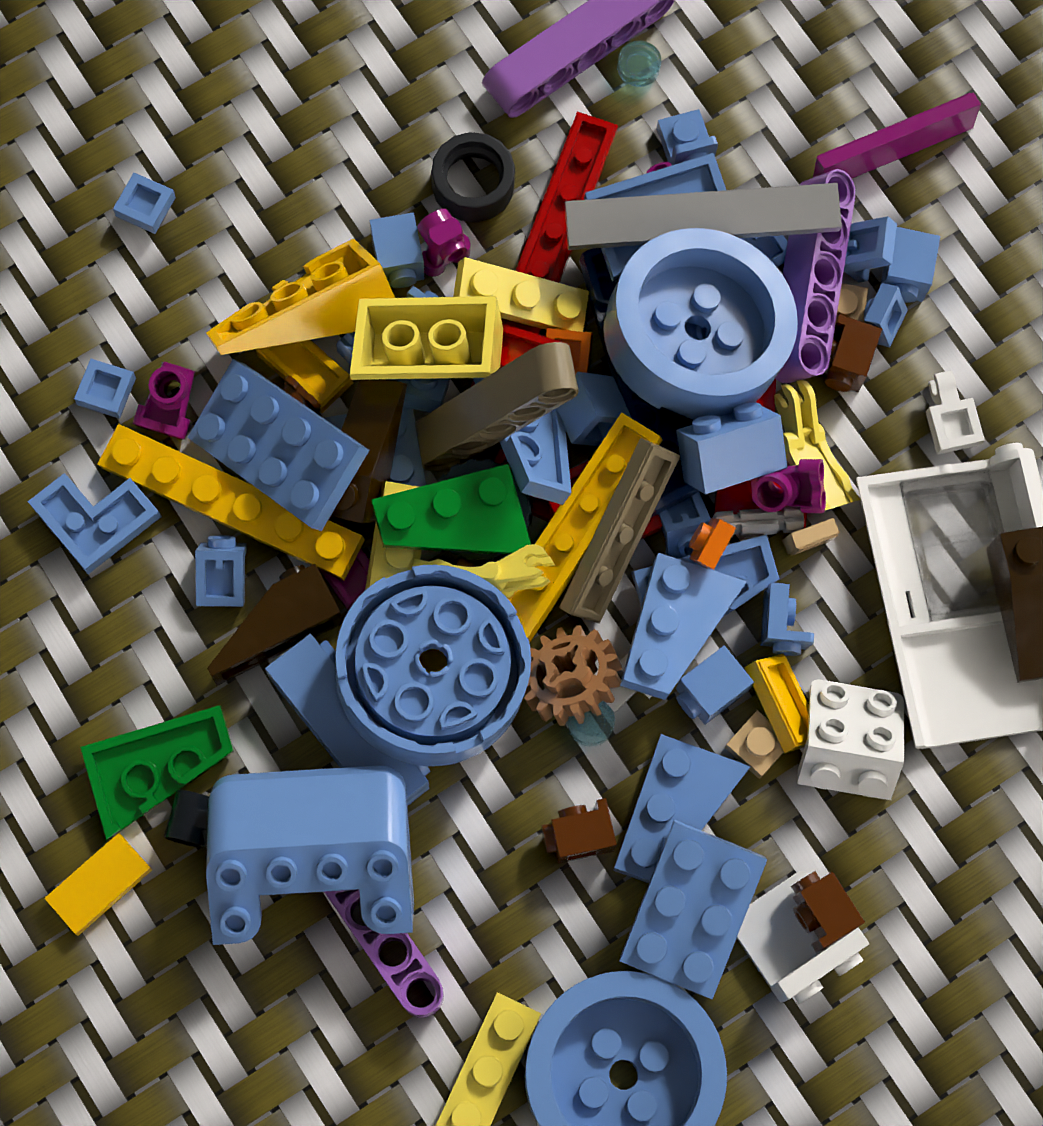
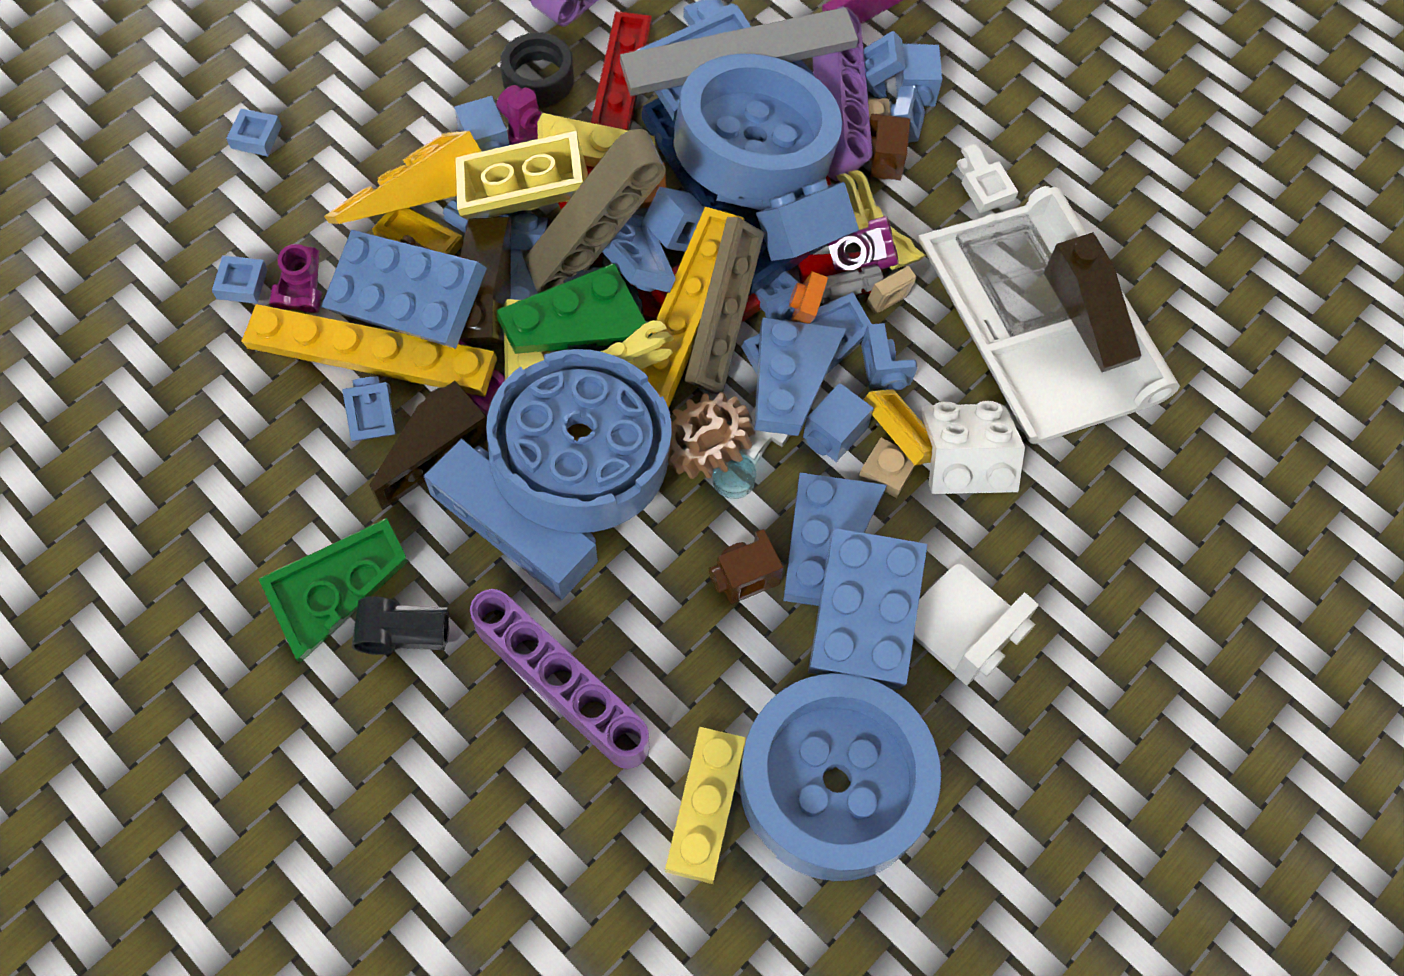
camera: 10 degrees left, 10 degrees down
(98, 530) = (246, 396): medium blue plate -> none
(98, 884) = (294, 704): yellow tile -> none
(308, 836) = (489, 607): medium blue windscreen -> none
(824, 909) = (987, 586): reddish brown brick -> none

